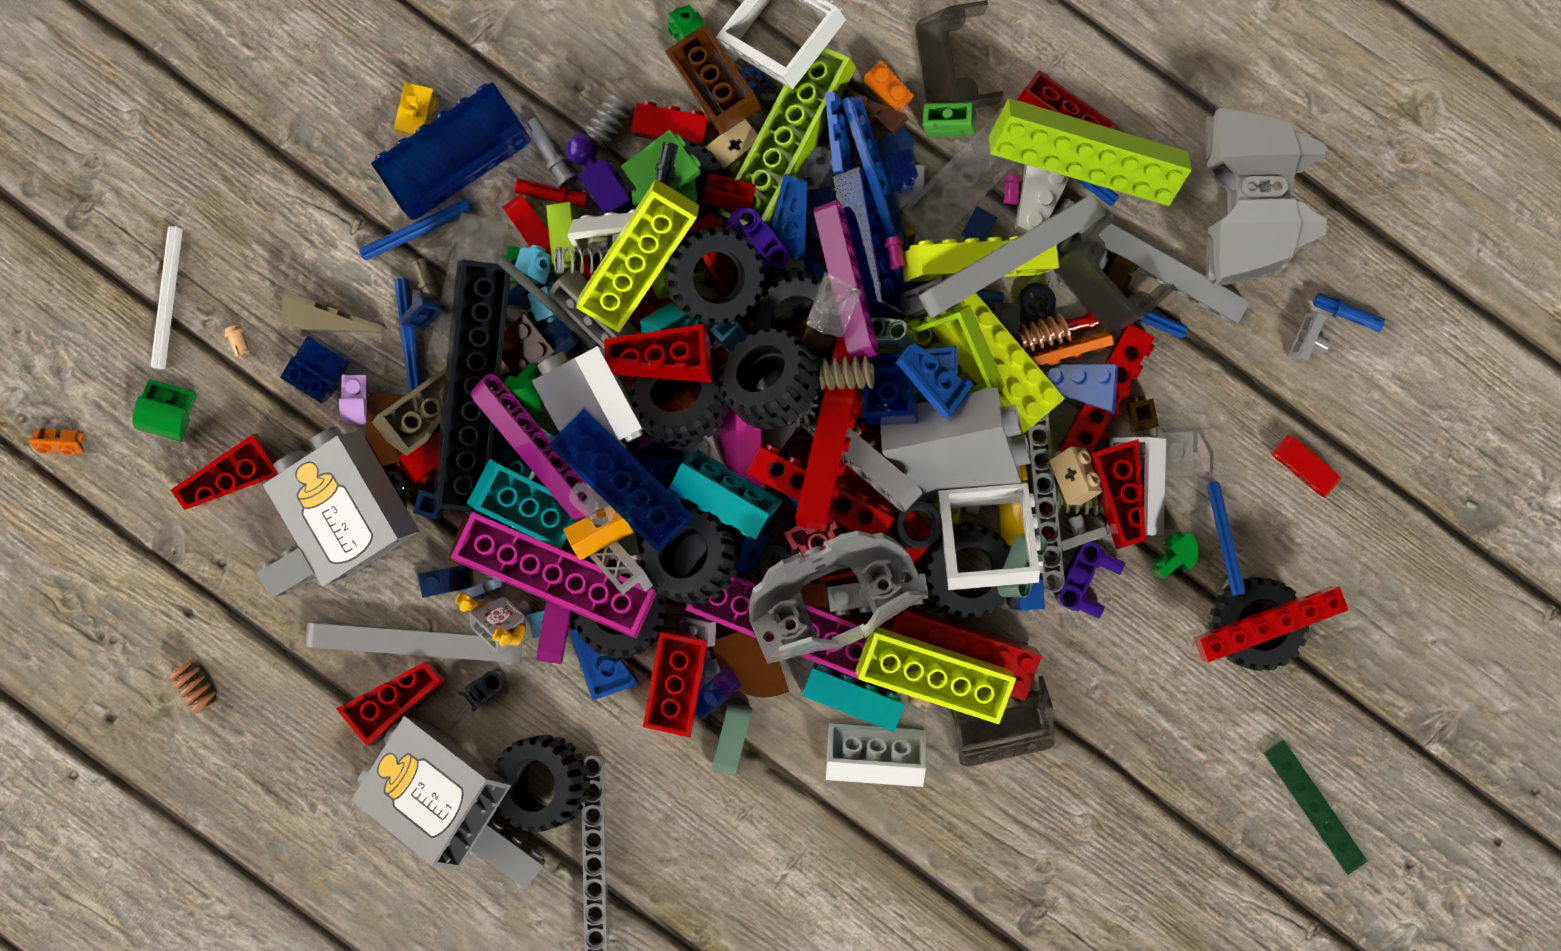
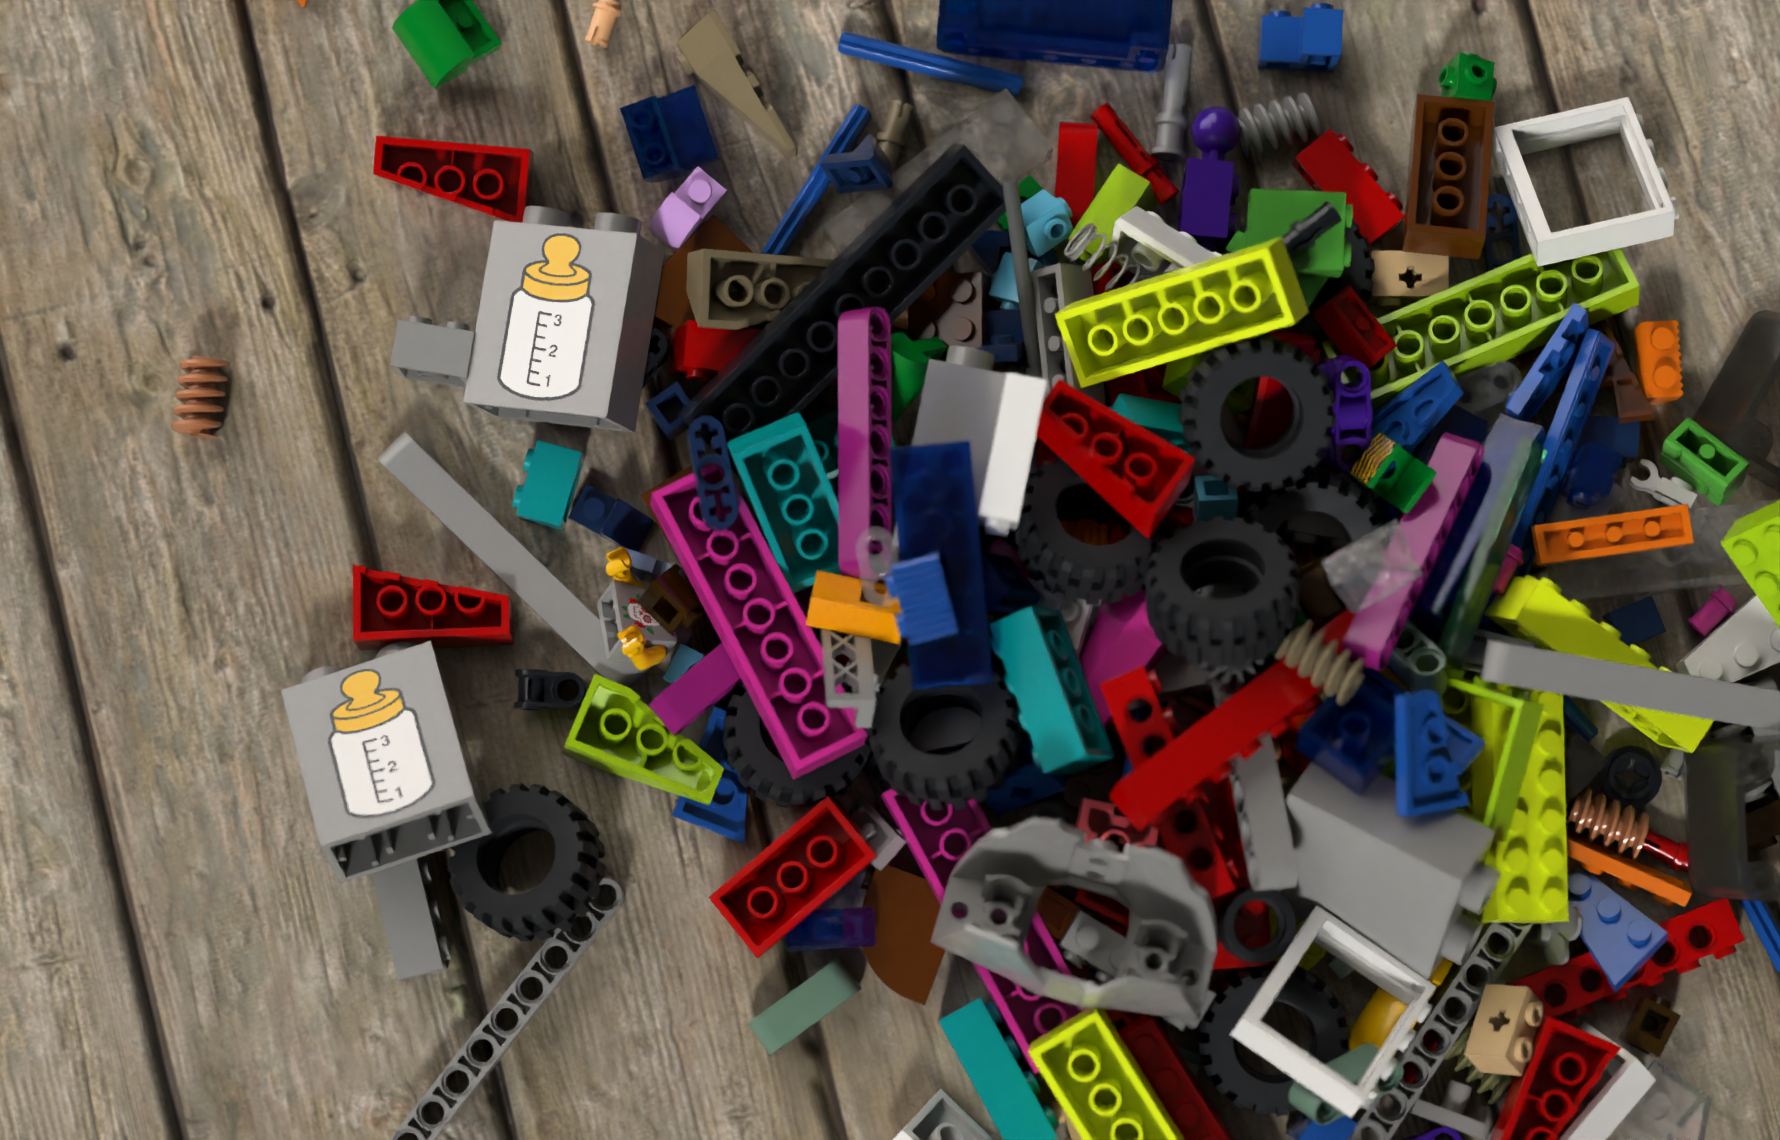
camera: 45 degrees right, 5 degrees down
(399, 589) = (548, 485): none -> teal brick
(482, 541) = (696, 447): none -> dark blue beam
(505, 599) = (672, 601): none -> dark brown brick
(537, 683) = (629, 740): none -> lime wedge
(587, 71) = (1301, 42): none -> blue brick
(625, 505) = (922, 598): none -> blue brick
(815, 250) = (1404, 484): none -> green piece
(883, 249) = (1491, 550): none -> clear green tile
(935, 192) = (1612, 534): none -> orange plate
(946, 146) = (1669, 492): none -> white plate
(1064, 410) = (1555, 937): none -> light grey plate

